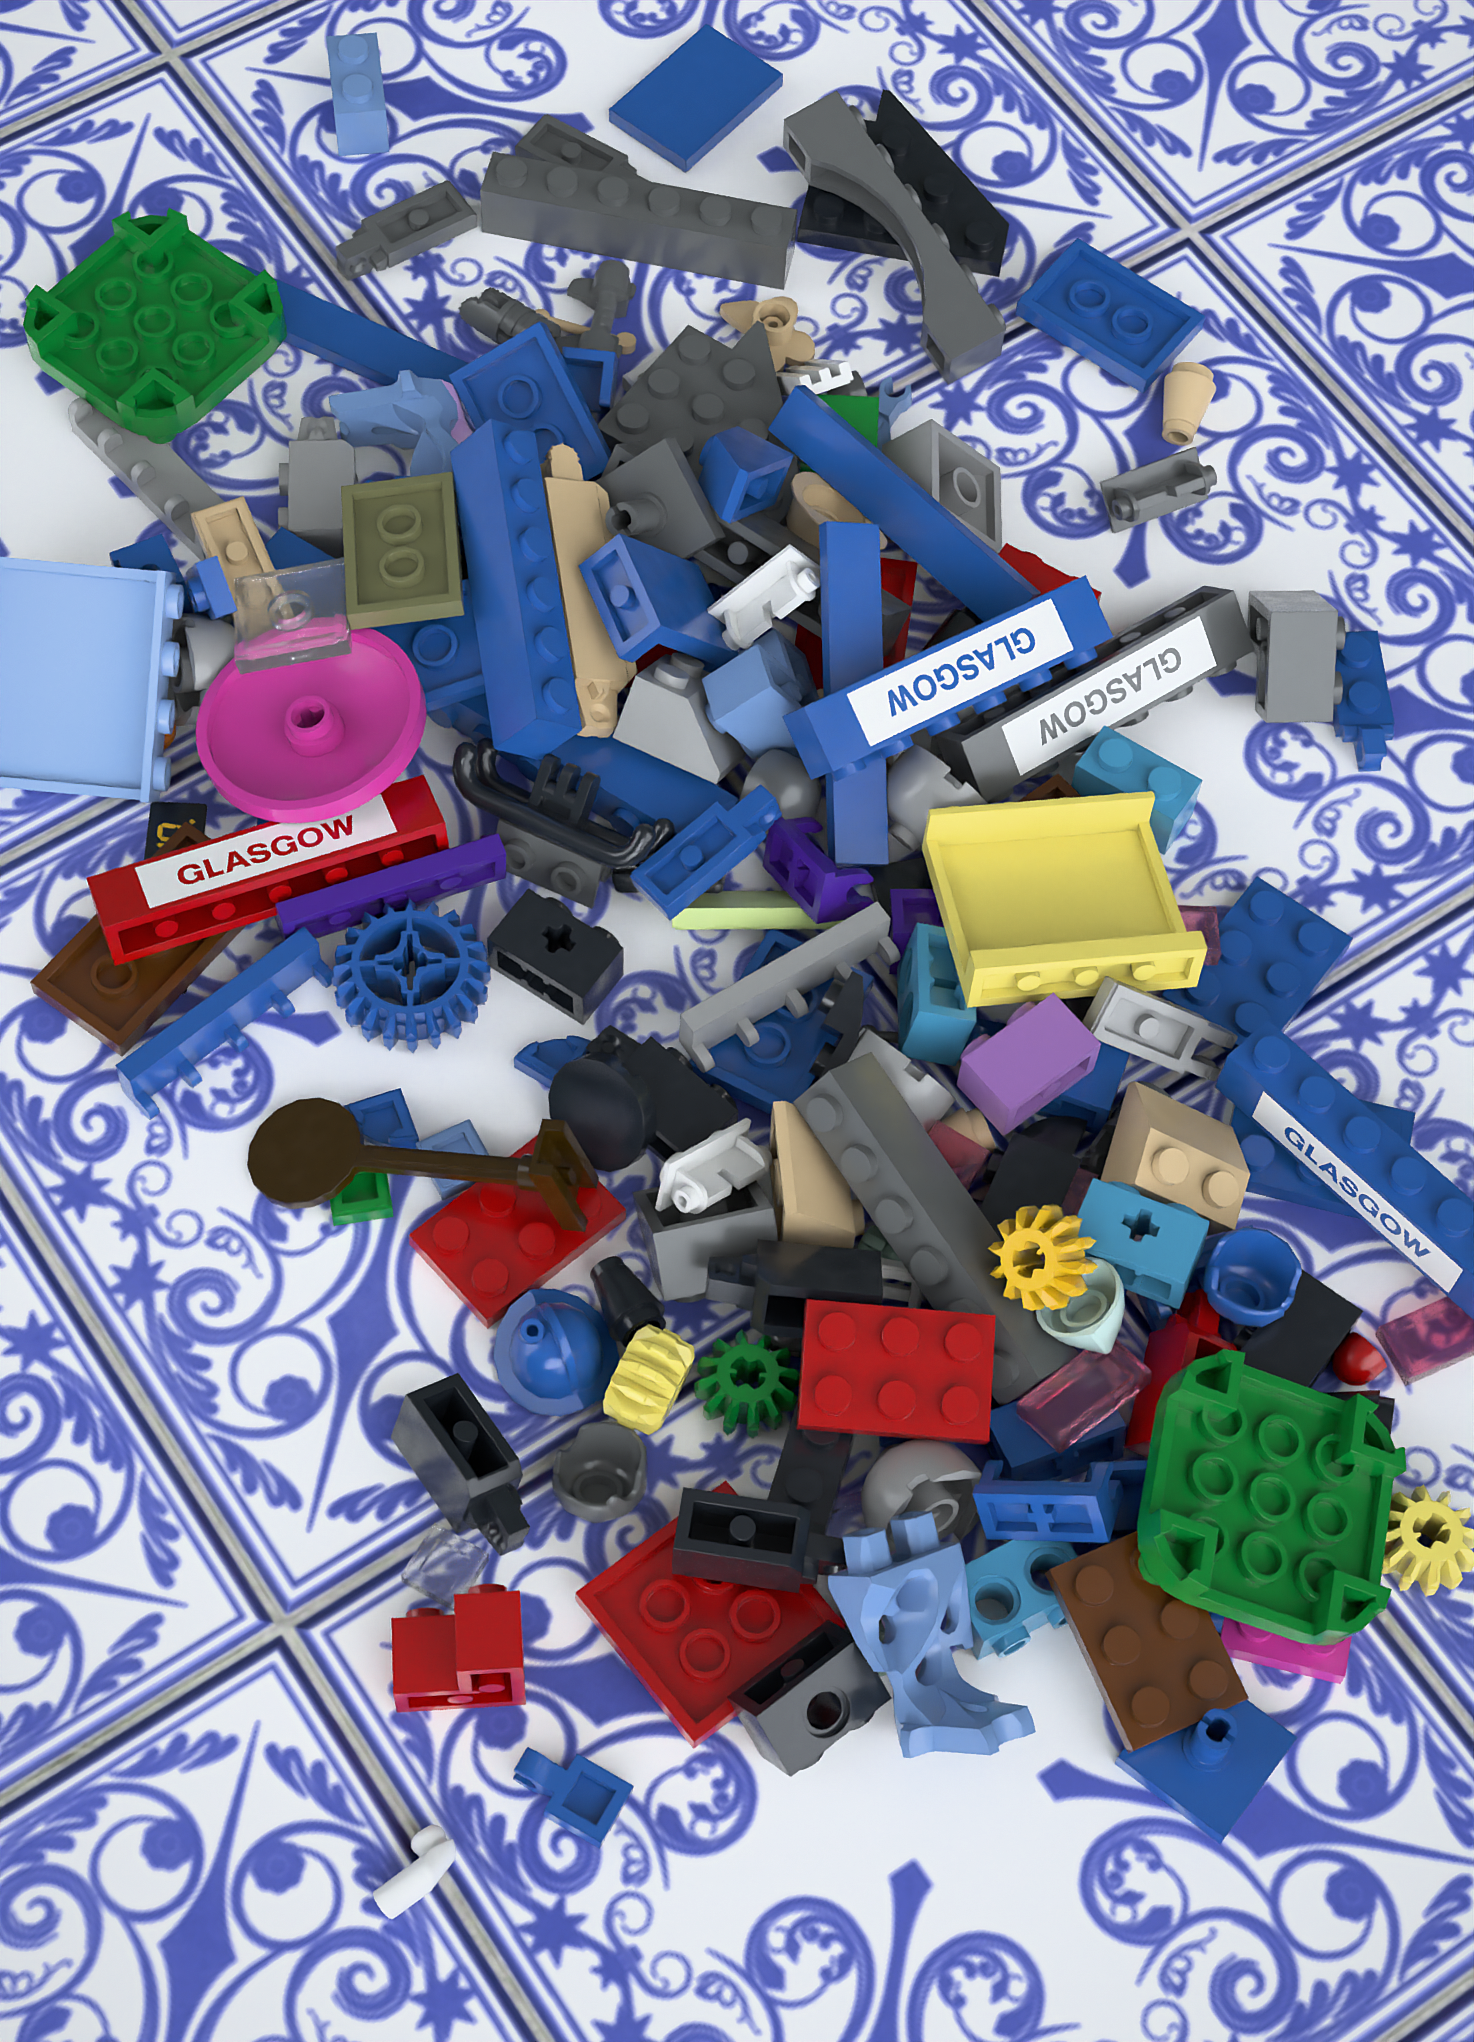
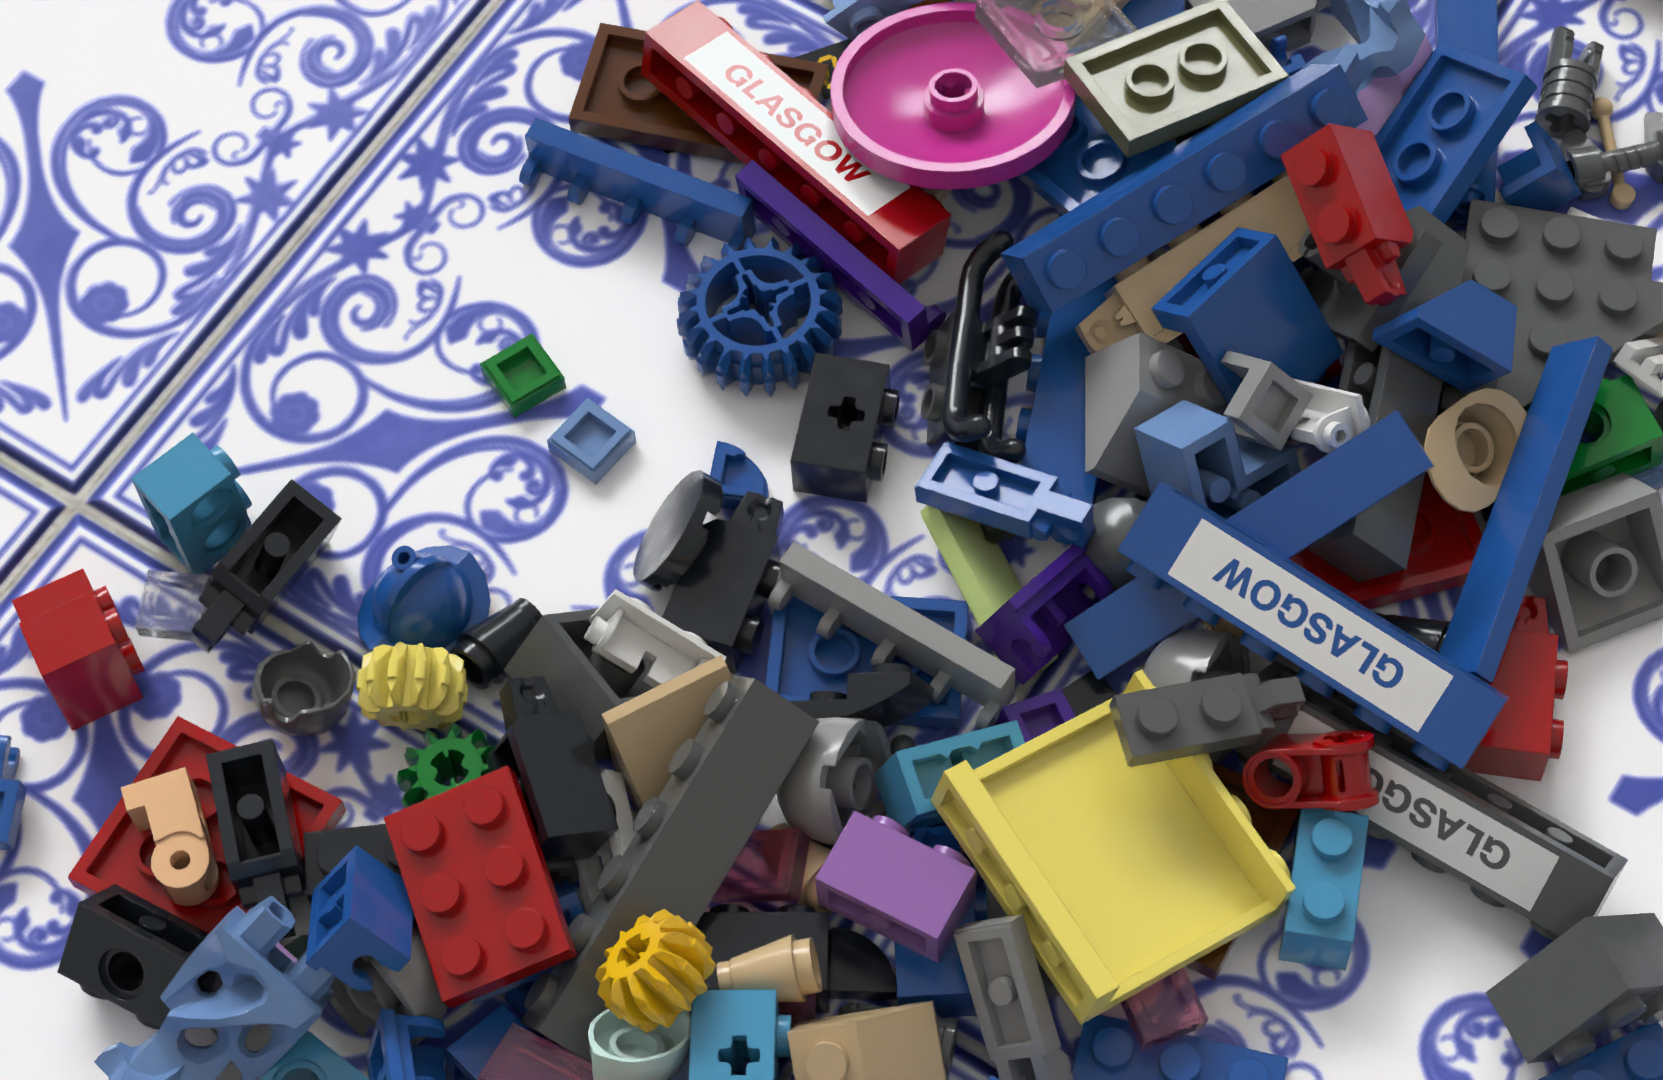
camera: 75 degrees right, 0 degrees up
(317, 1148) = (535, 319): dark brown piece -> none
(375, 1495) = (194, 502): none -> dark azure brick
(385, 1120) = (605, 365): blue tile -> none
(506, 1241) = (544, 521): red plate -> none
(627, 473) = (1351, 208): none -> red hinge
(712, 1619) = (183, 849): none -> light nougat leg
(741, 620) = (1265, 402): none -> light grey panel
(888, 1477) = (356, 914): none -> blue hinge
(992, 784) = (1202, 716): none -> dark grey hinge
(1059, 737) = (1326, 770): none -> red piece
(1064, 1175) = (782, 966): none -> tan cone

